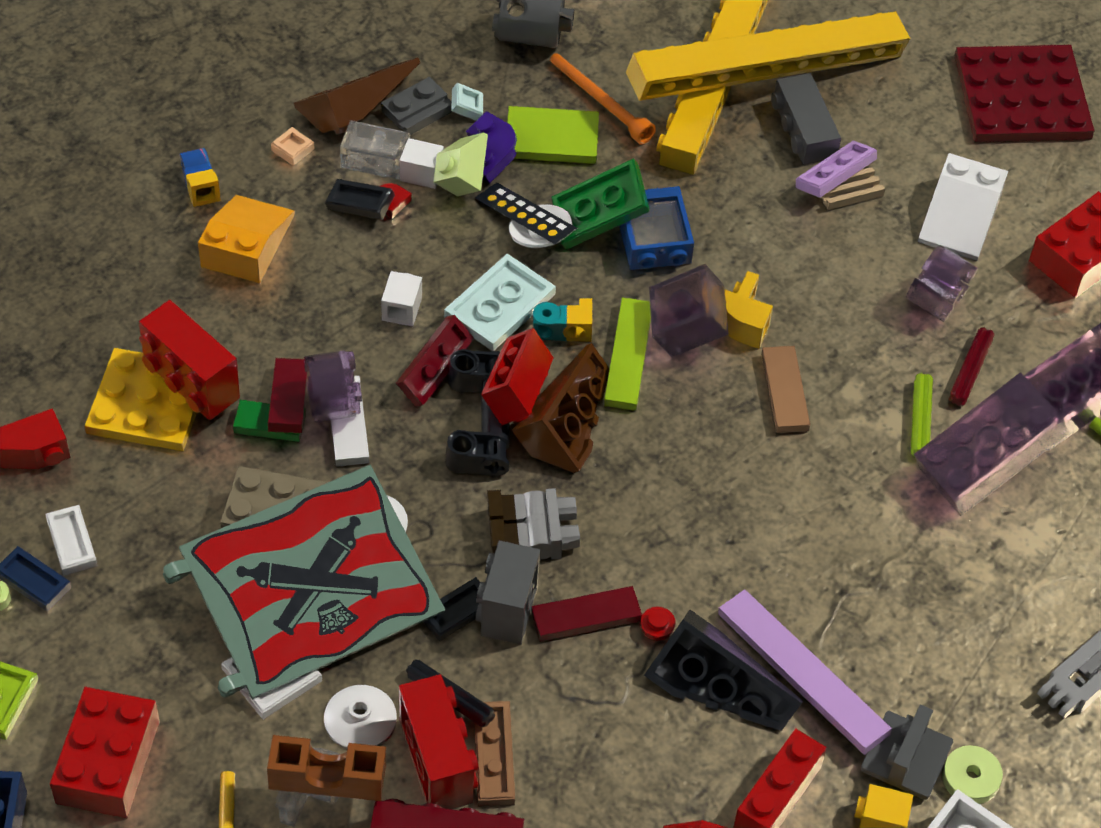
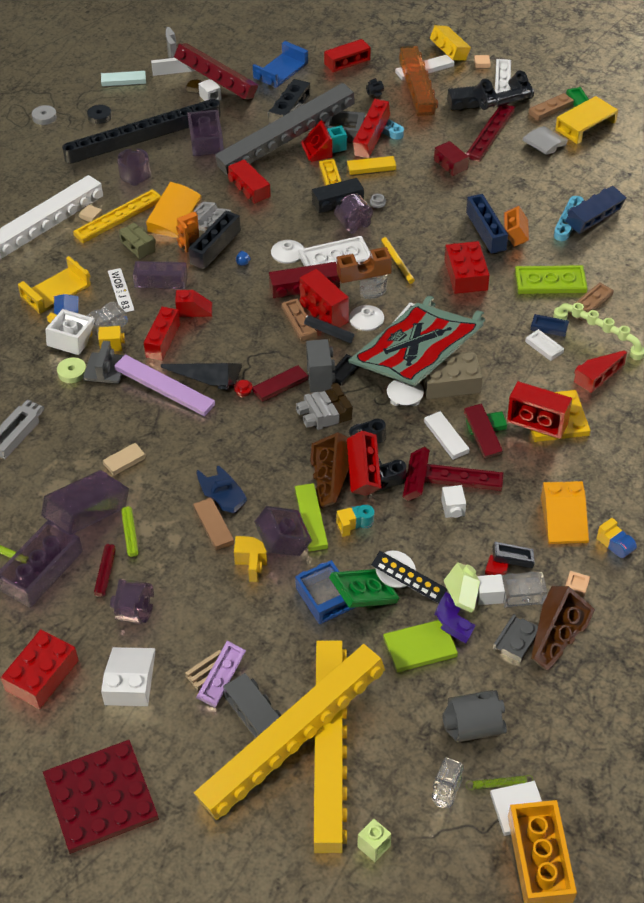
camera: 165 degrees right, 5 degrees down
(332, 385) = (458, 423): clear purple brick -> none
(347, 335) = (464, 476): none -> dark red tile
(467, 101) = (486, 646): light aqua tile -> none
(500, 301) = (397, 519): light aqua plate -> none
(640, 128) = (414, 691): orange piece -> none
(755, 441) = (222, 489): none -> dark blue shield
(906, 548) = (124, 459): none -> tan tile

